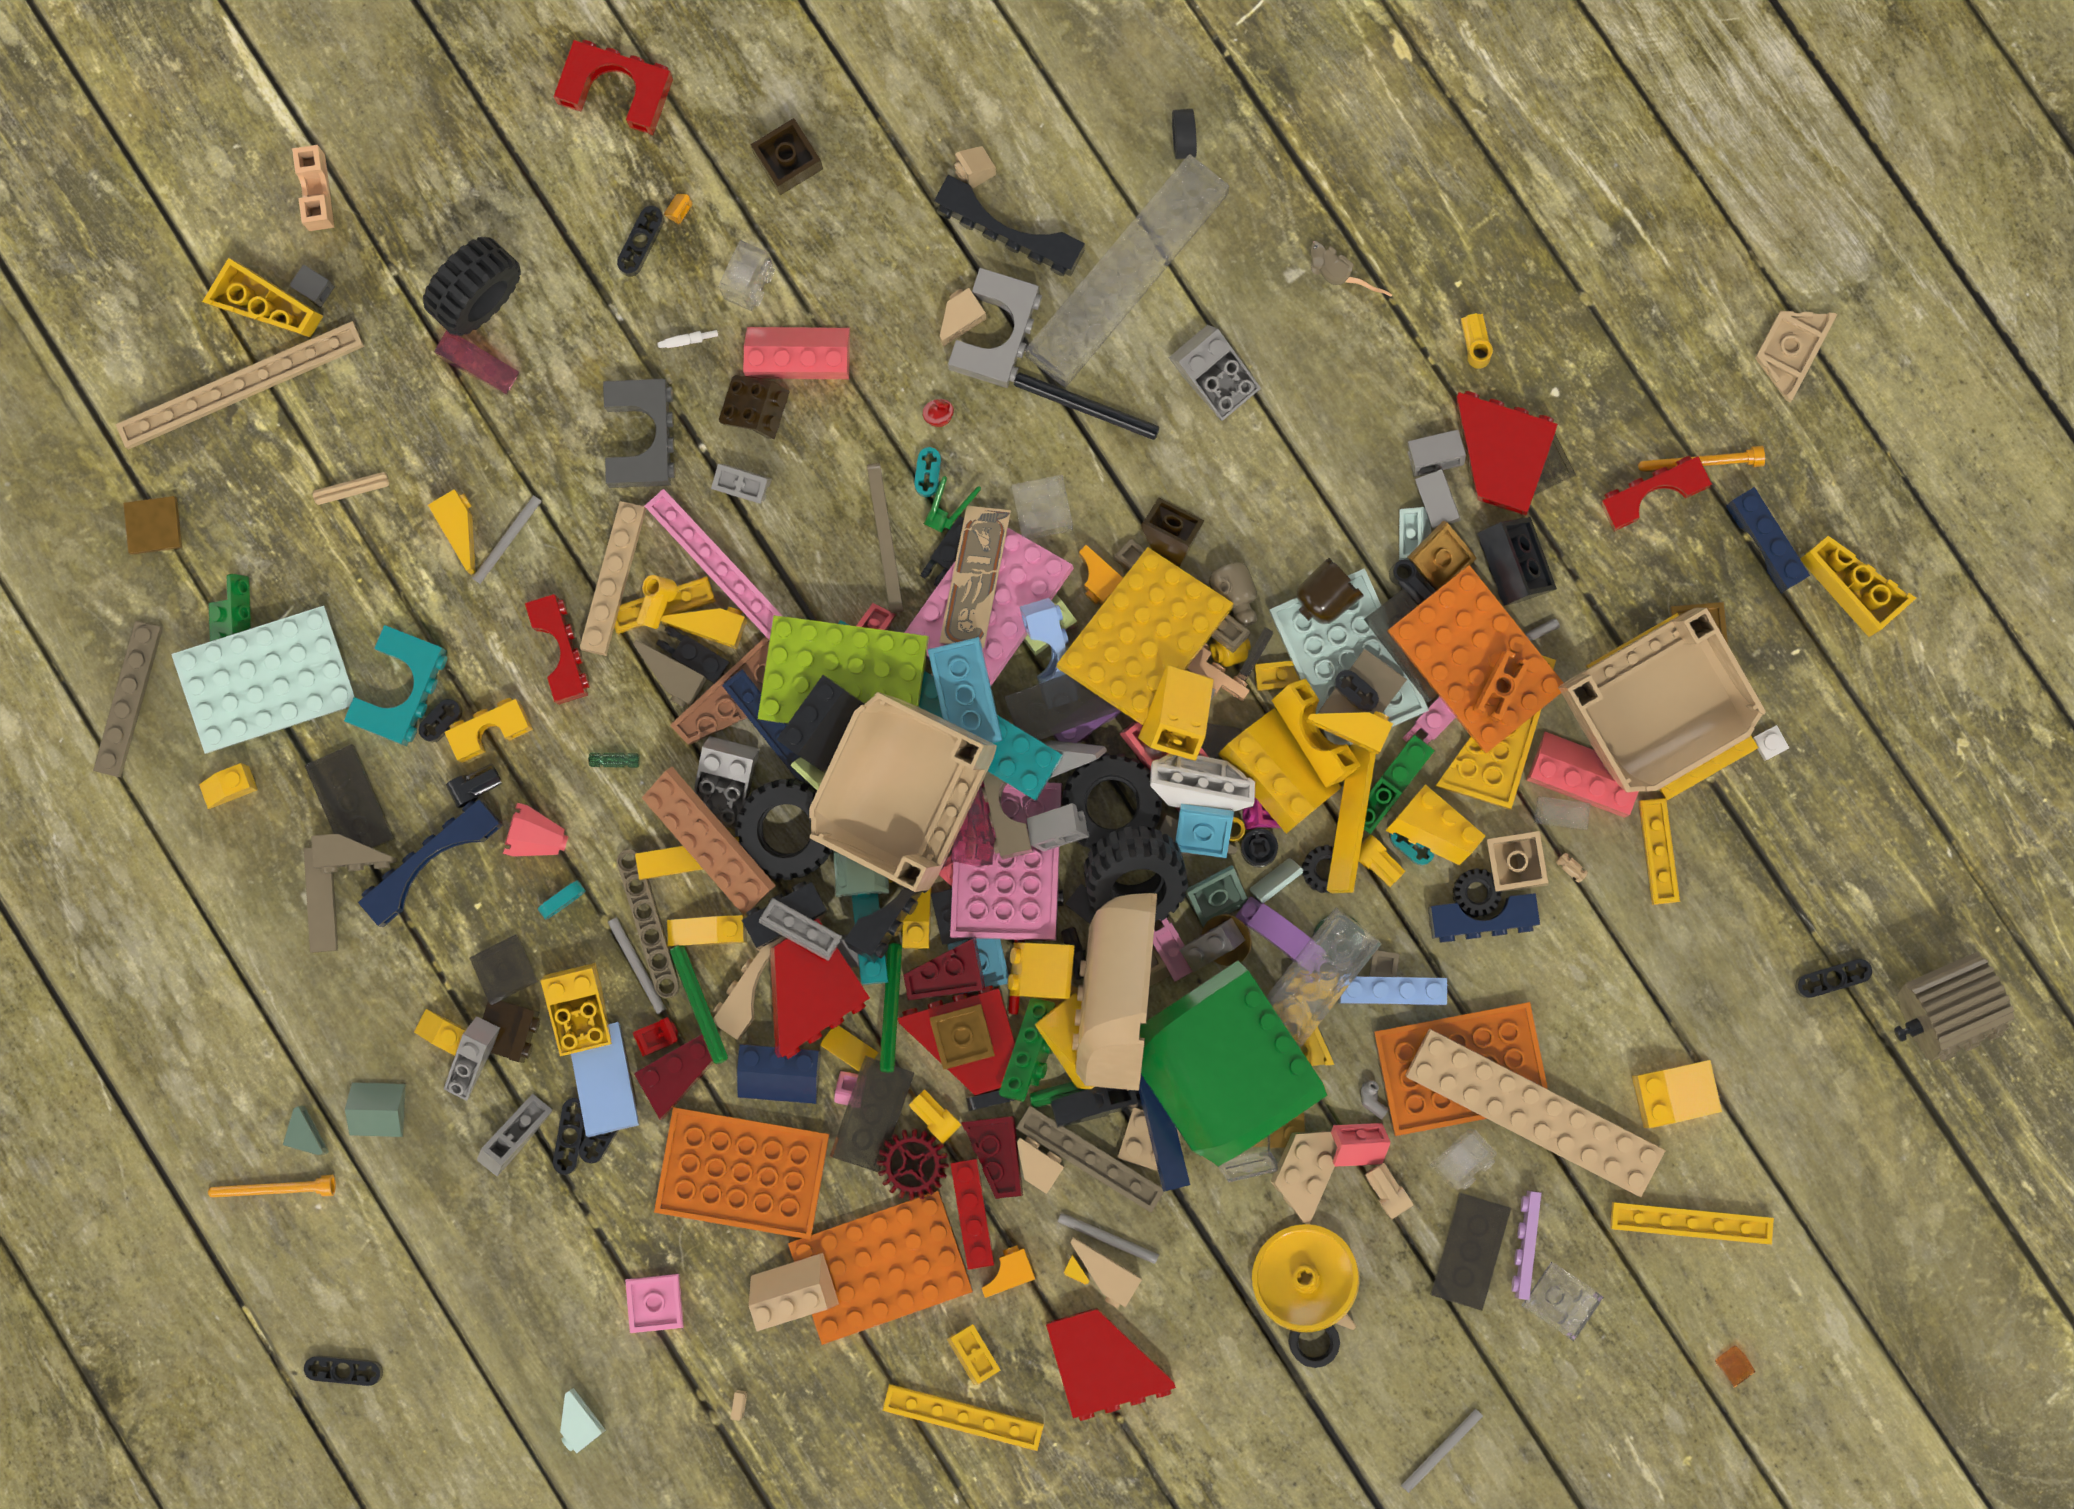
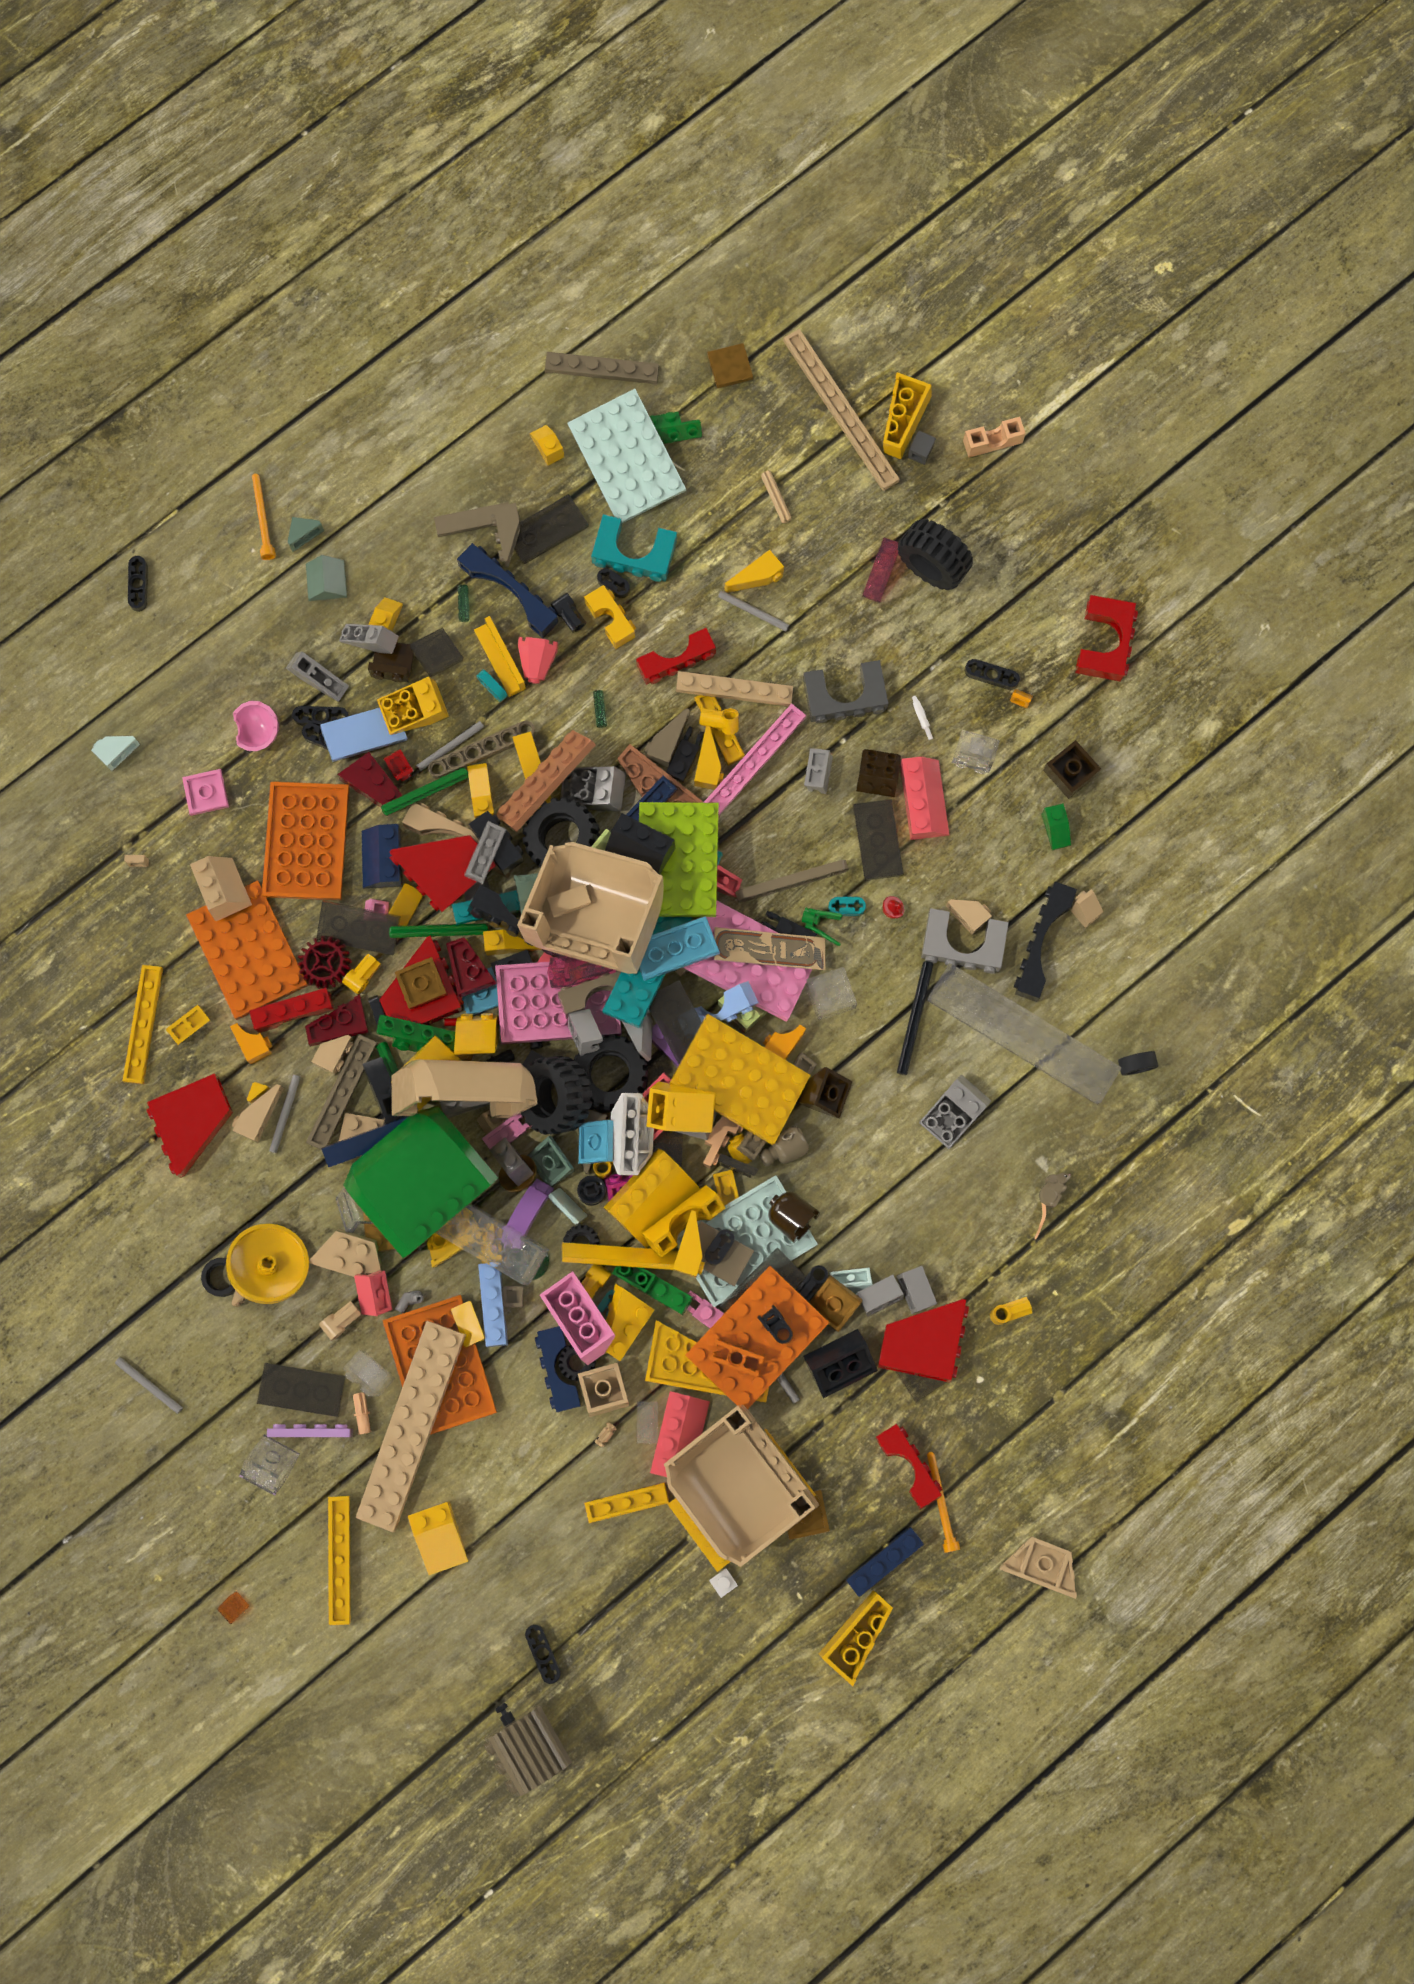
camera: 75 degrees right, 5 degrees down
(438, 925) = (463, 603): none -> clear green axle
(523, 884) = (500, 658): none -> yellow fence
(575, 1223) = (256, 725): none -> bright pink cylinder
(843, 420) = (878, 840): none -> clear smoke tile
(859, 188) = (1057, 826): none -> green slope
(882, 824) = (569, 901): none -> tan tile
(1414, 1024) = (468, 1323): none -> yellow slope
(1426, 880) = (578, 1318): none -> bright pink slope
(1464, 632) = (775, 1324): none -> black piece
(1510, 1175) = (361, 1413): none -> light nougat axle

